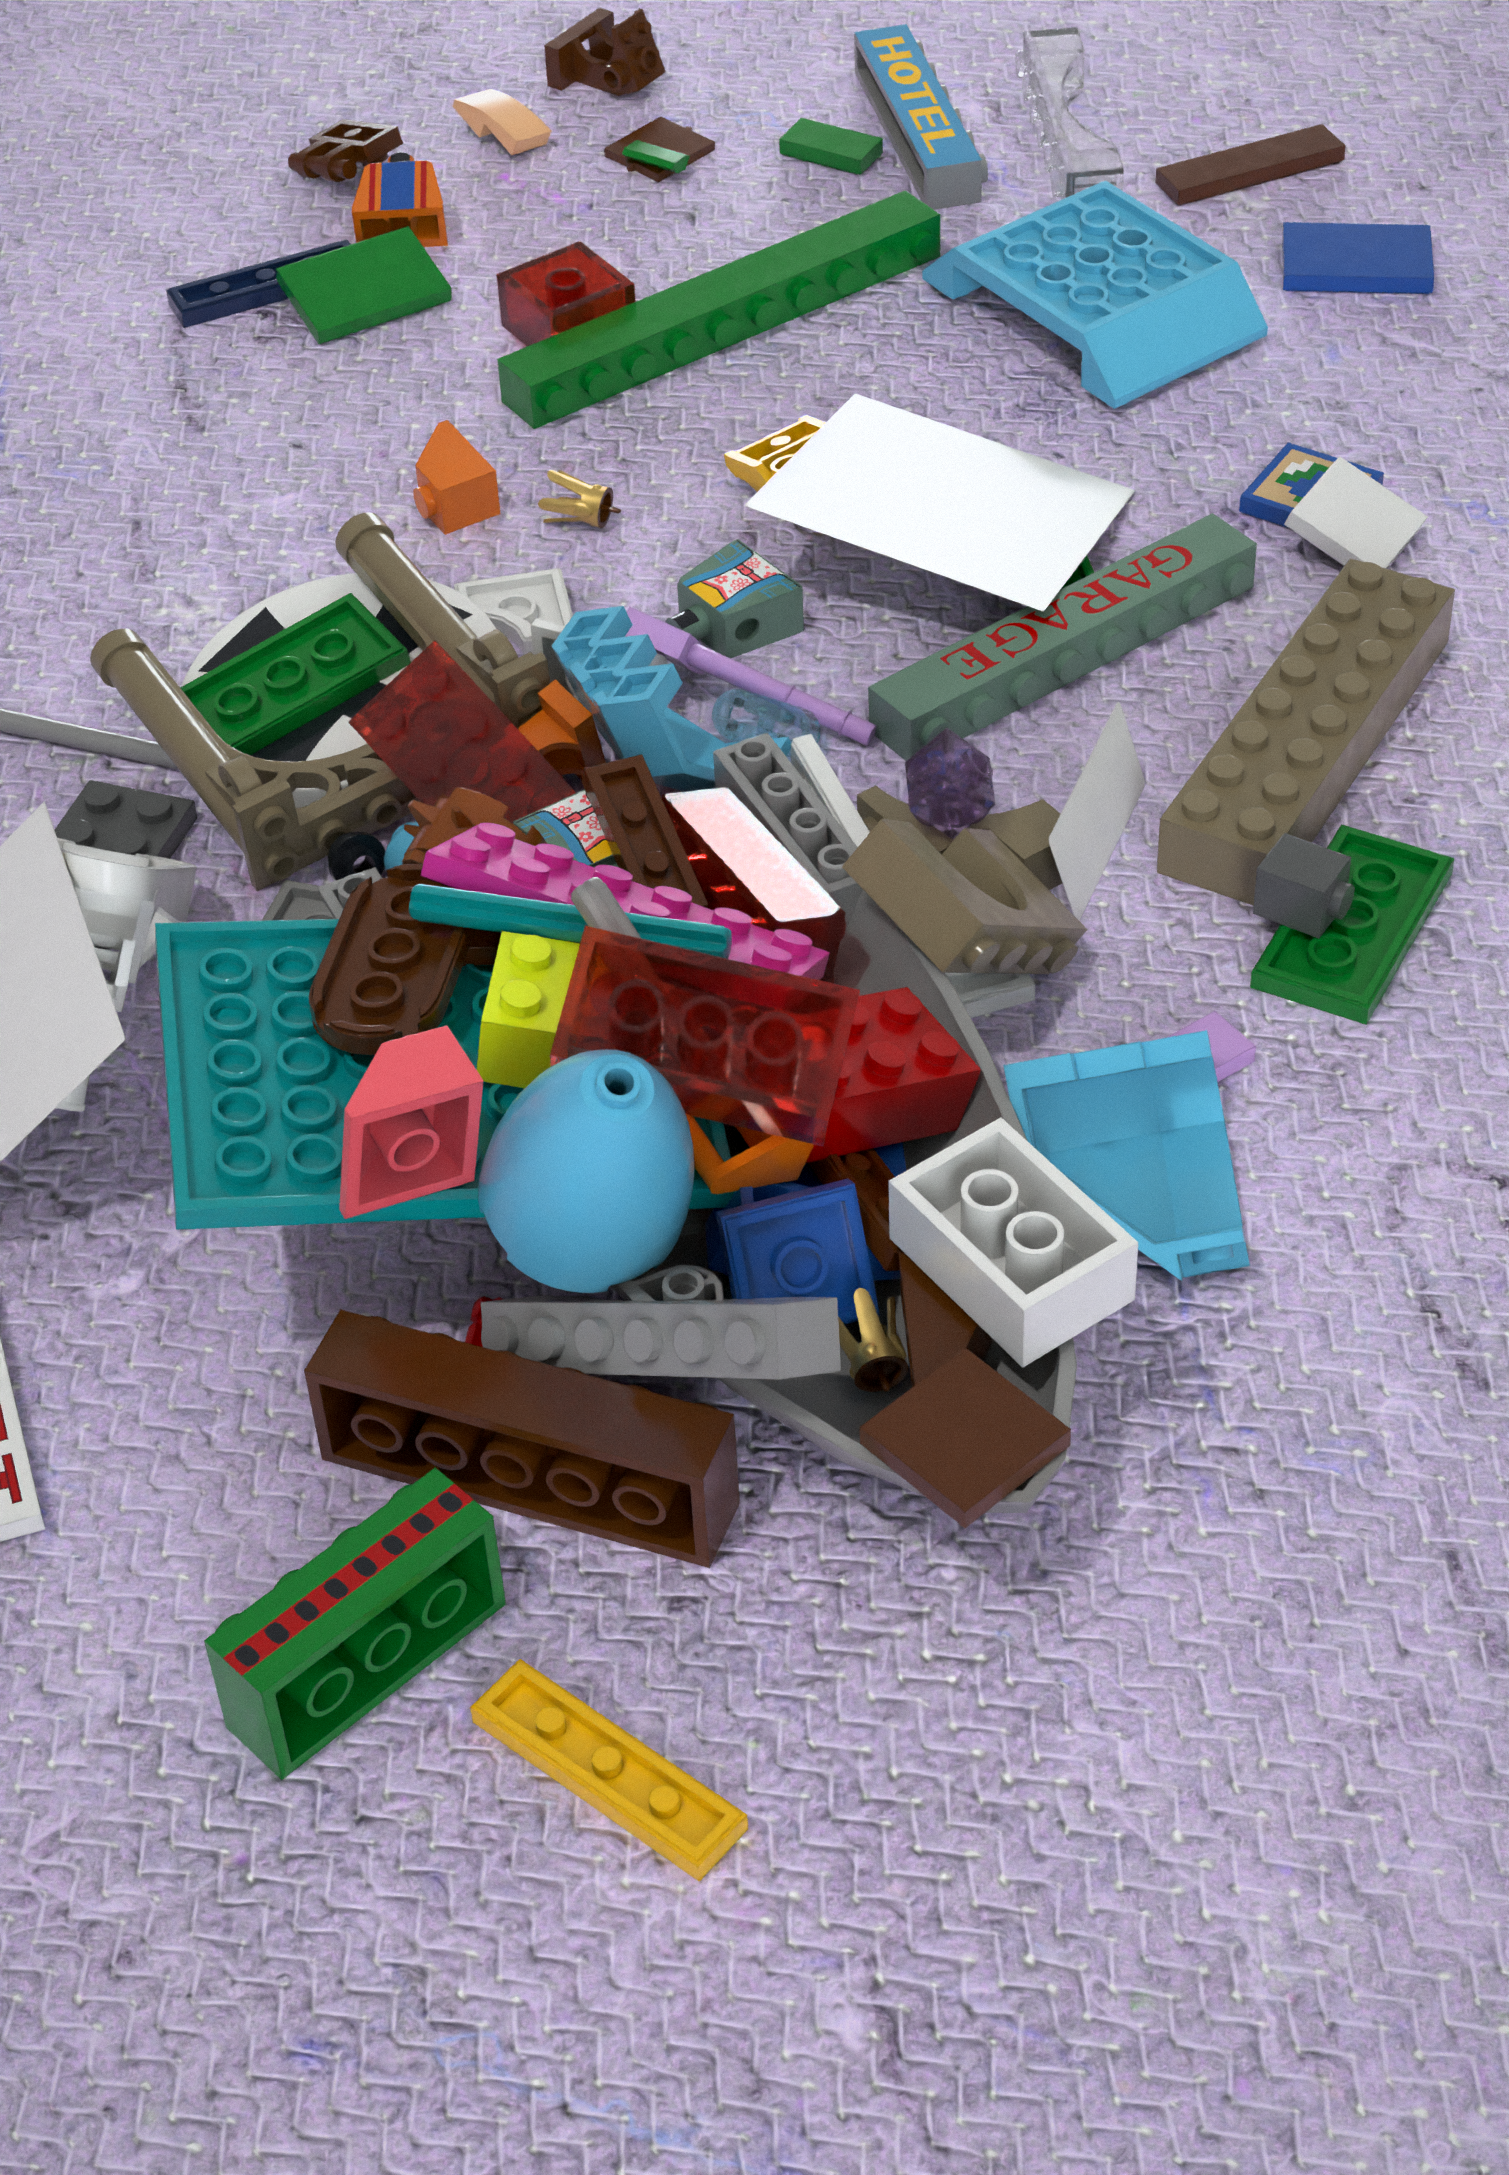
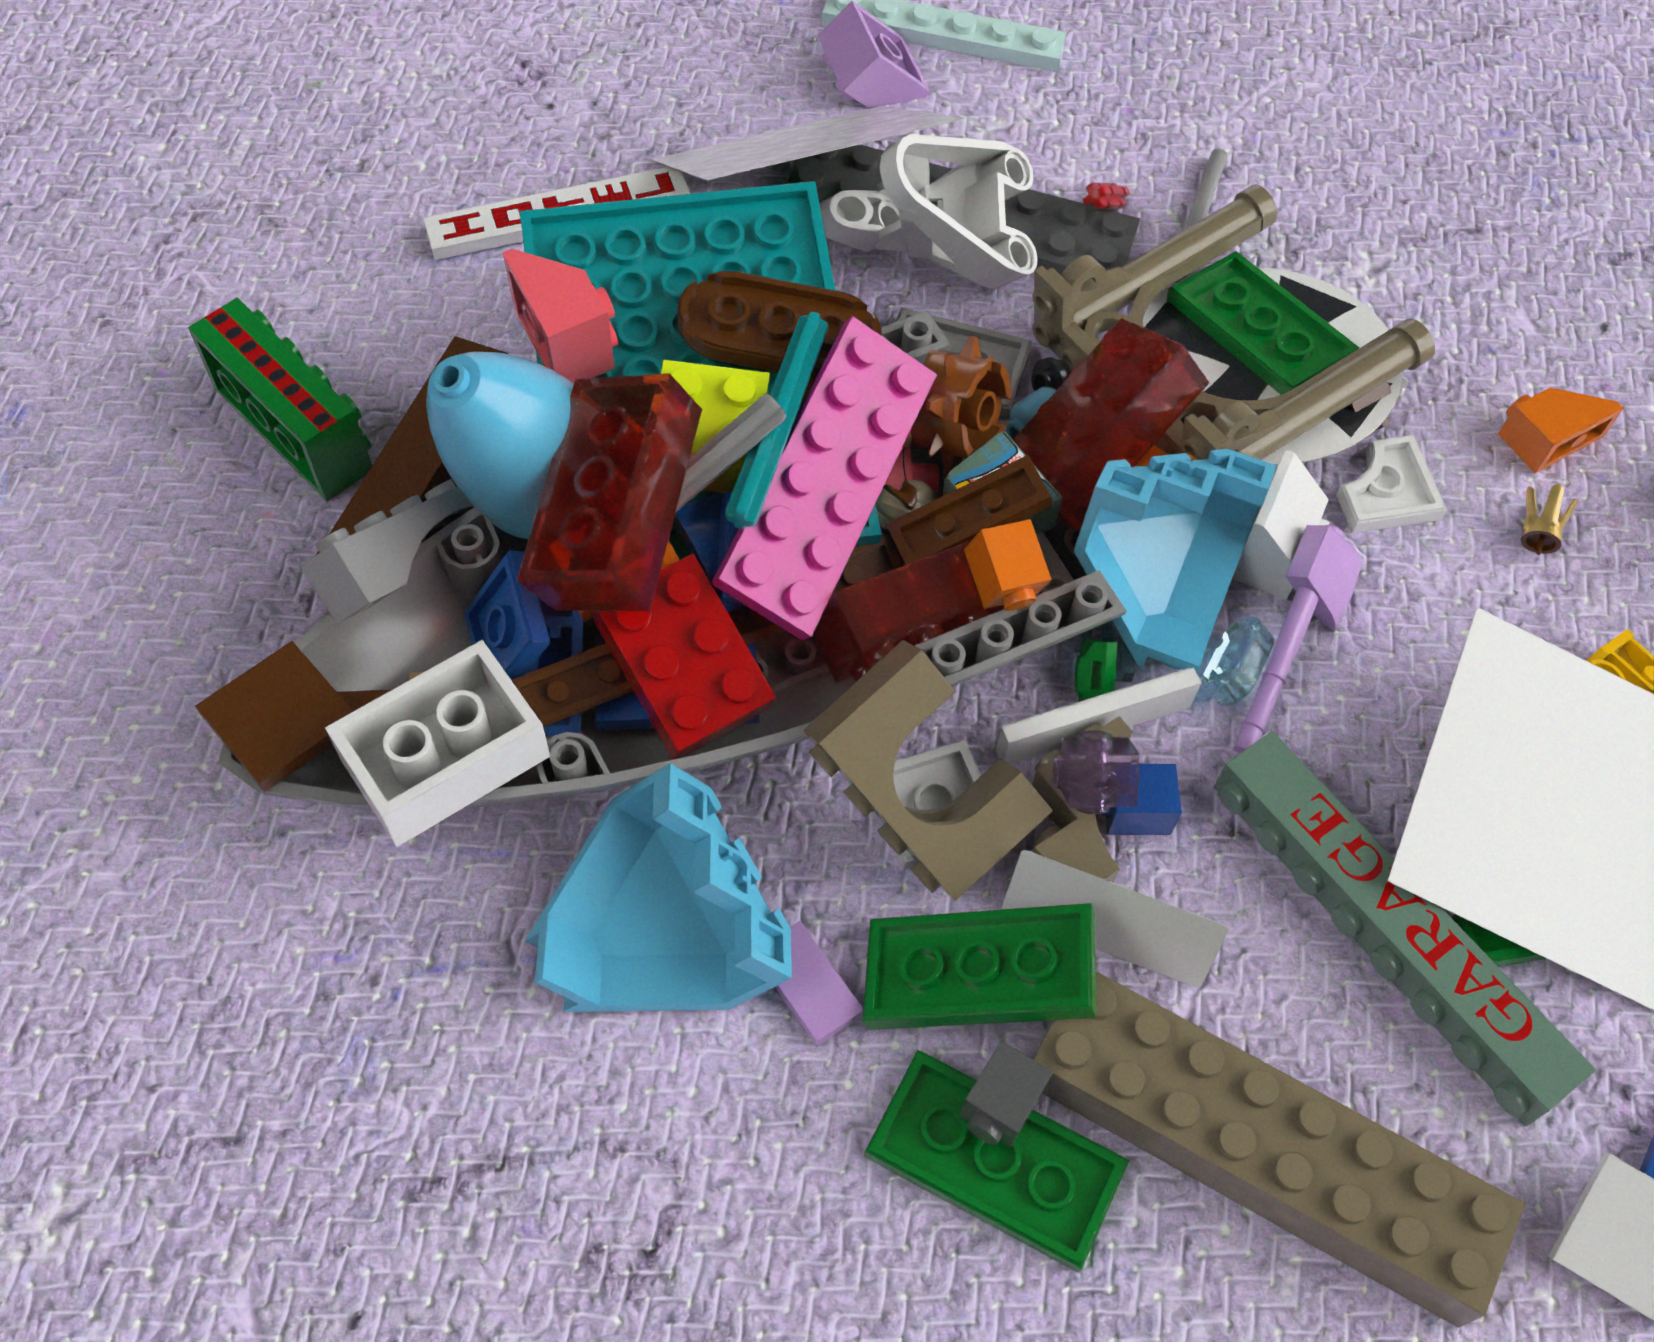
camera: 85 degrees right, 15 degrees up
(64, 793) = (1106, 195): none -> red axle
(610, 1769) = (170, 557): yellow tile -> none
(736, 789) = (1008, 565): none -> orange brick
(738, 602) = (1406, 638): sand green torso -> none
(1166, 904) = (981, 967): none -> green tile

